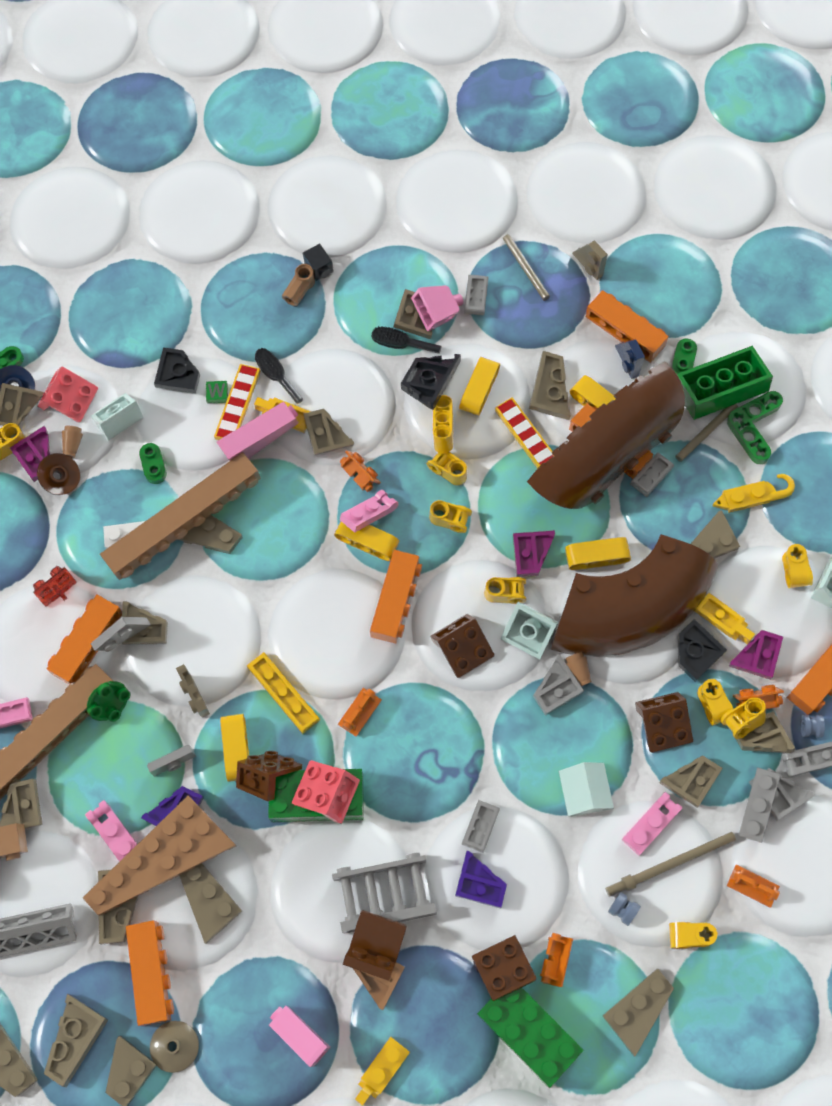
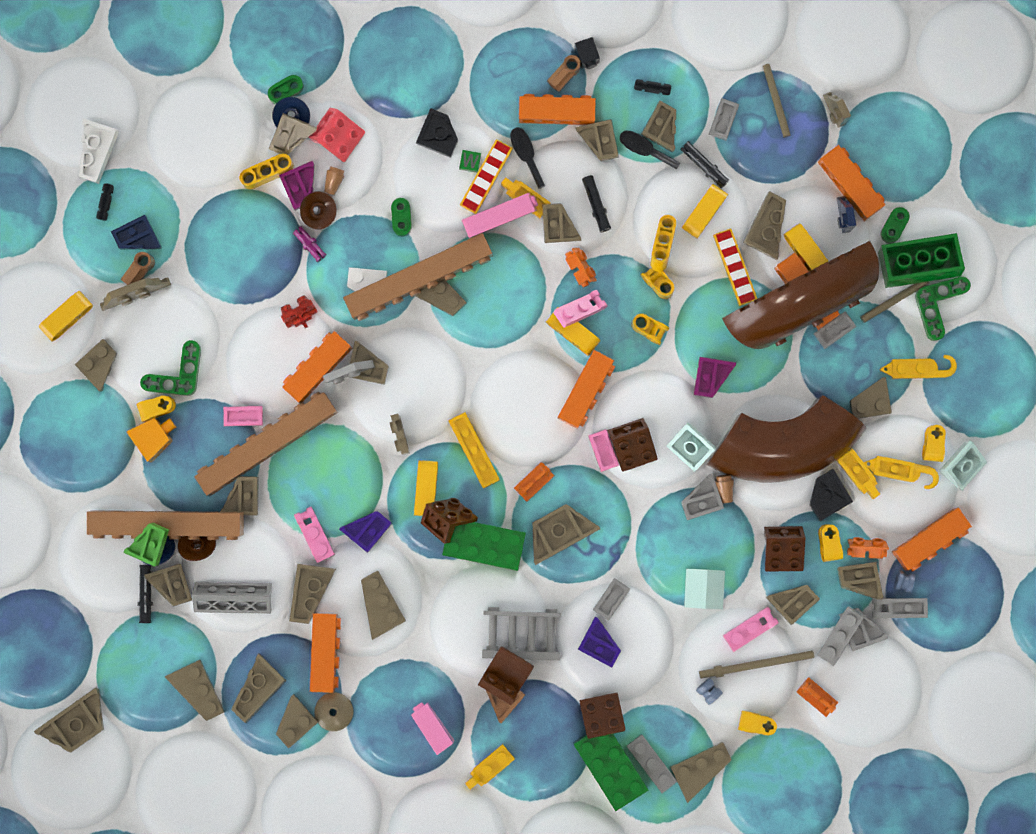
camera: 15 degrees right, 15 degrees up
(55, 512) = (309, 243): none -> magenta pin
(108, 701) = (328, 426): green dish -> none
(117, 416) = (377, 163): light aqua slope -> none
(169, 850) = (357, 561): medium nougat wing -> none
(171, 761) = (371, 488): light grey plate -> none
(298, 322) = (556, 109): none -> orange brick
(326, 790) = (492, 546): coral bracket -> none
(351, 340) = (600, 139): none -> dark tan wing
(366, 410) = (599, 211): none -> black pin
(394, 281) = (652, 87): none -> black axle
(401, 761) = (559, 531): none -> dark tan wing
(429, 378) = (661, 195): black wing -> none
(431, 658) = (603, 450): none -> bright pink plate
(436, 305) = (685, 124): bright pink torso -> none
(475, 345) = (705, 165): none -> black pin
(507, 590) = (682, 406): yellow piece -> none
(556, 964) = (647, 716): orange hinge -> none
(579, 1017) = (651, 763): none -> light grey plate
(598, 553) = (767, 391): yellow beam -> none
(742, 721) = (846, 565): yellow piece -> none
(759, 655) = (879, 511): magenta wing -> none
(769, 604) = (901, 470): none -> yellow plate

